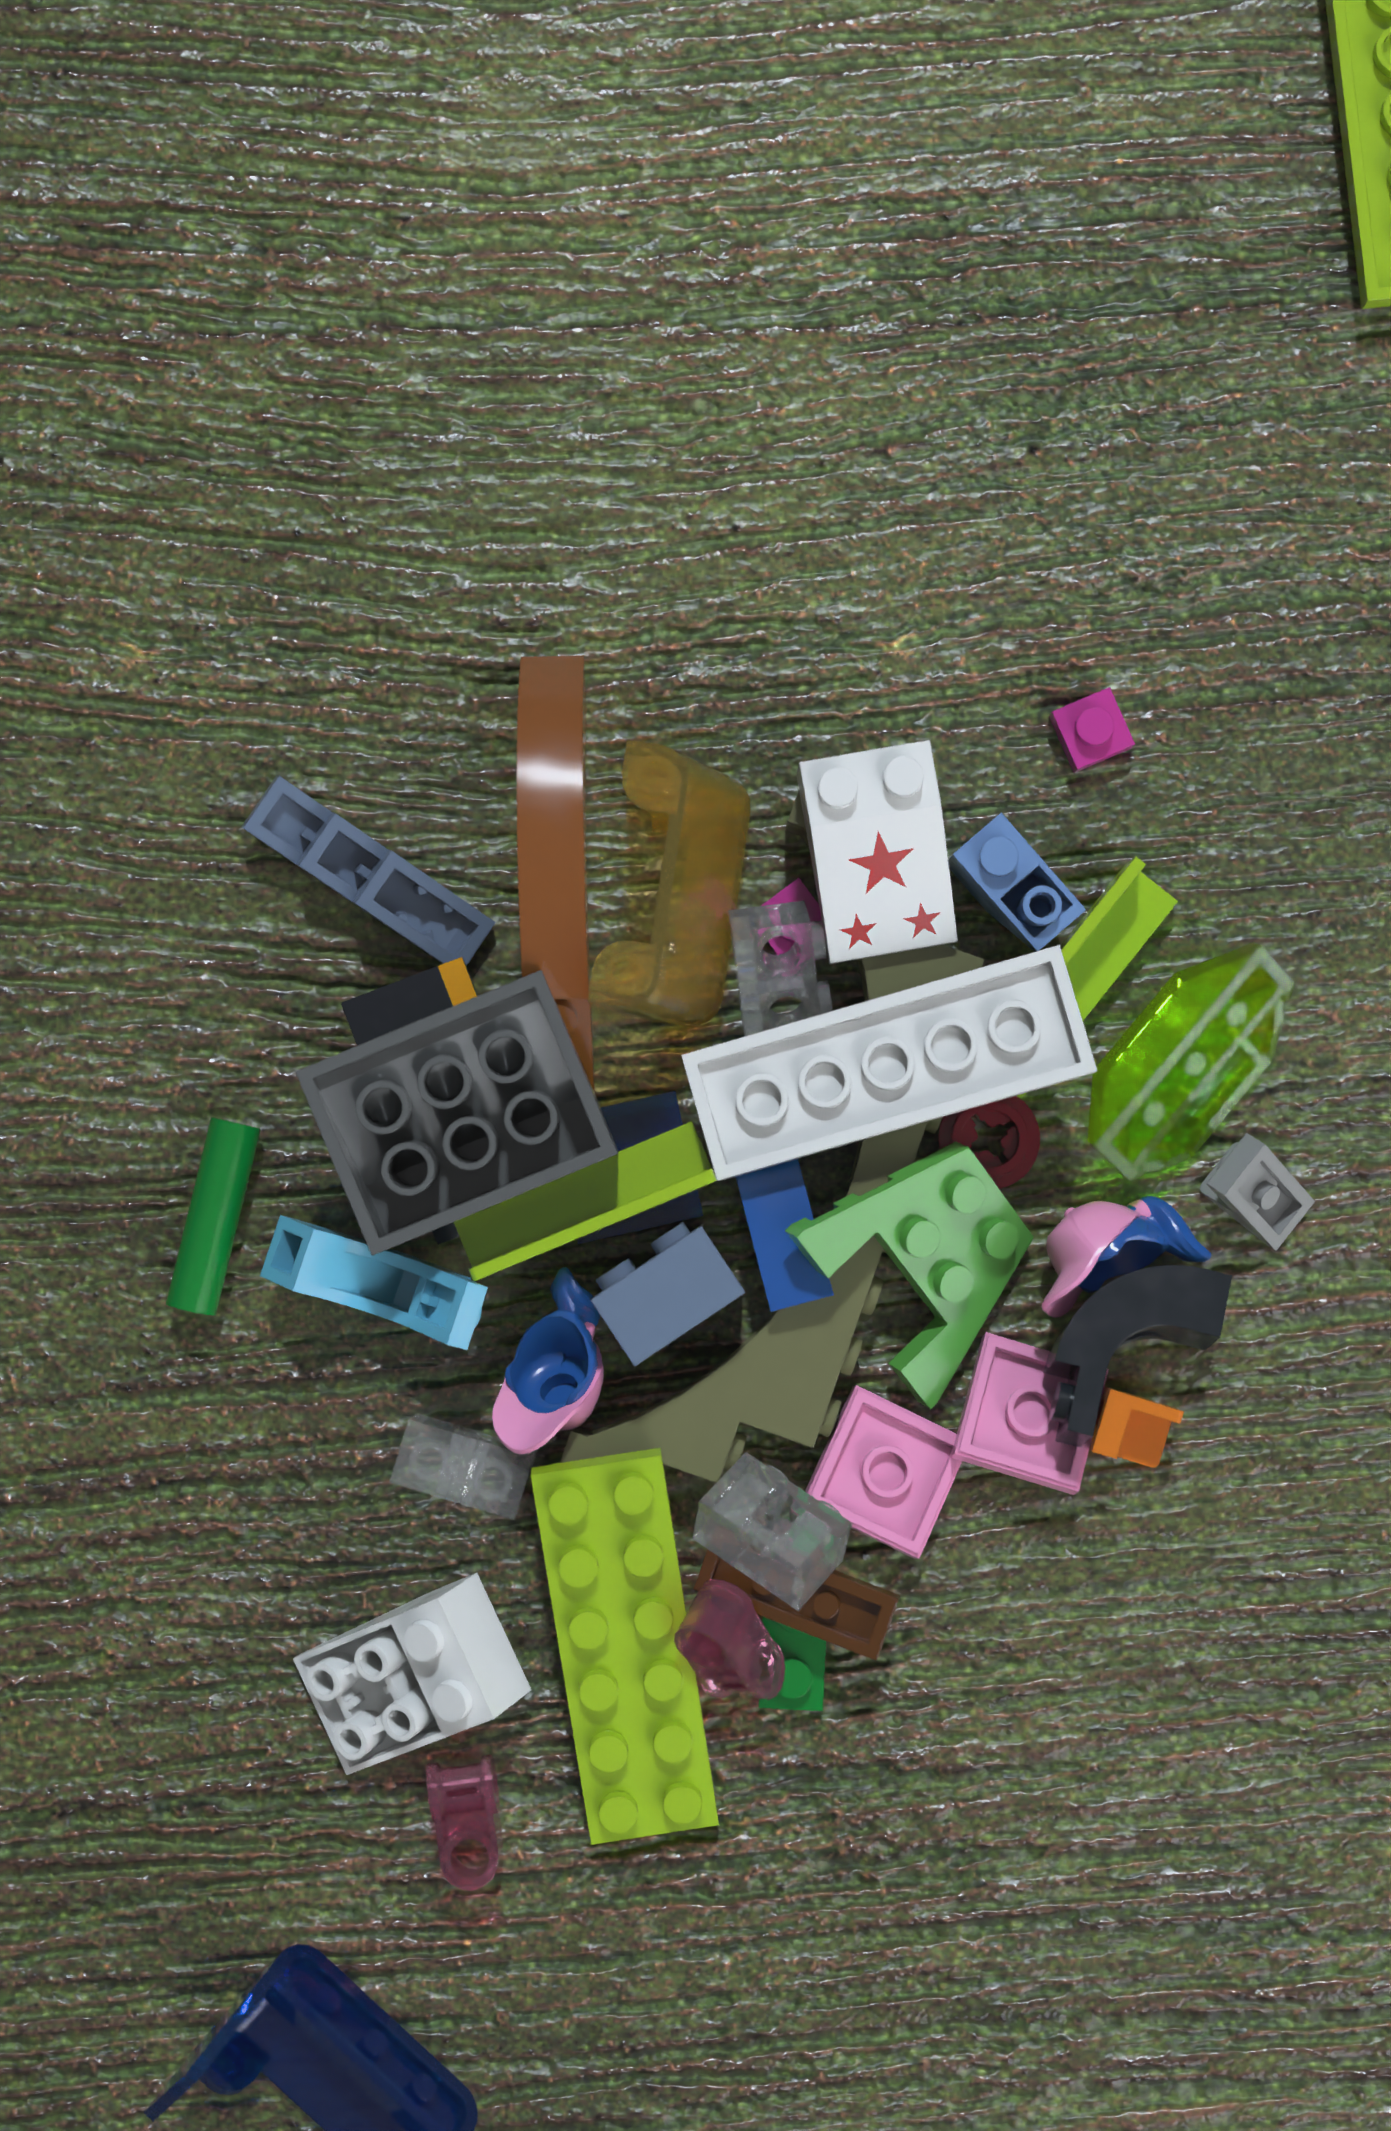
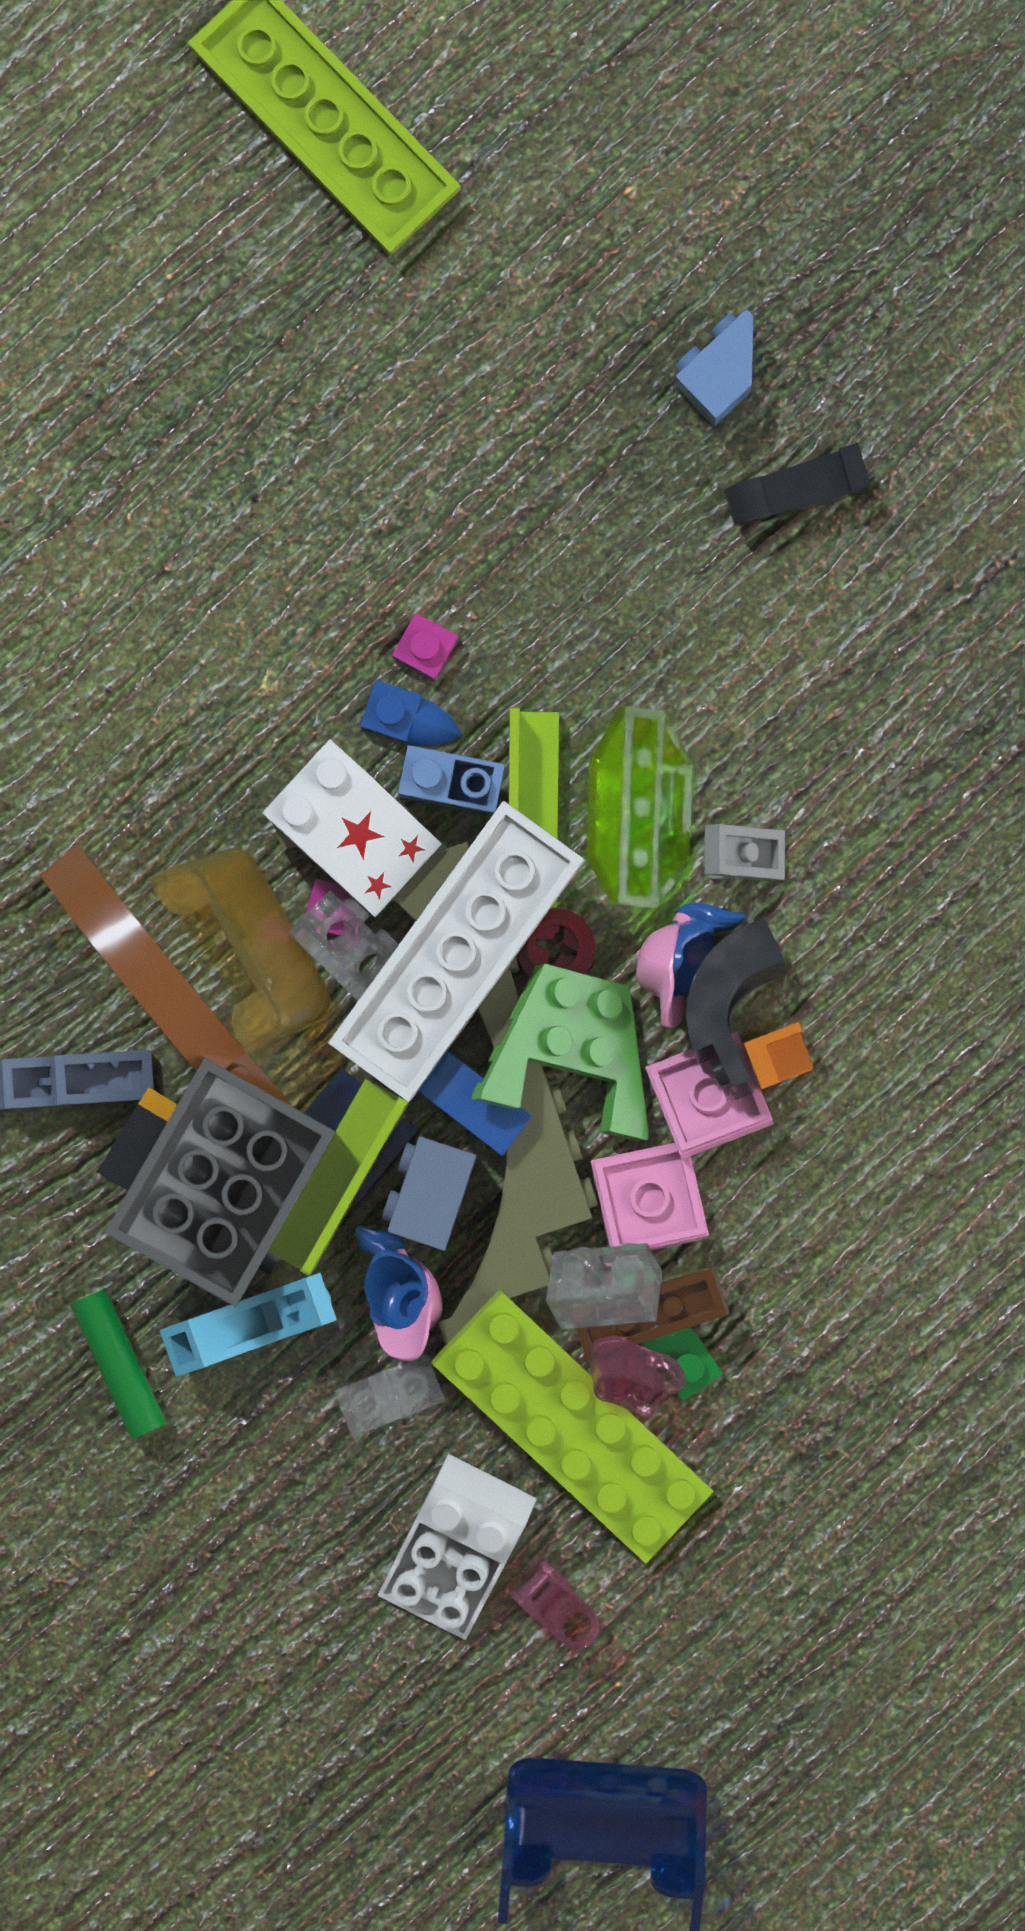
camera: 35 degrees left, 0 degrees up
(1017, 786) = (407, 717): none -> blue plate

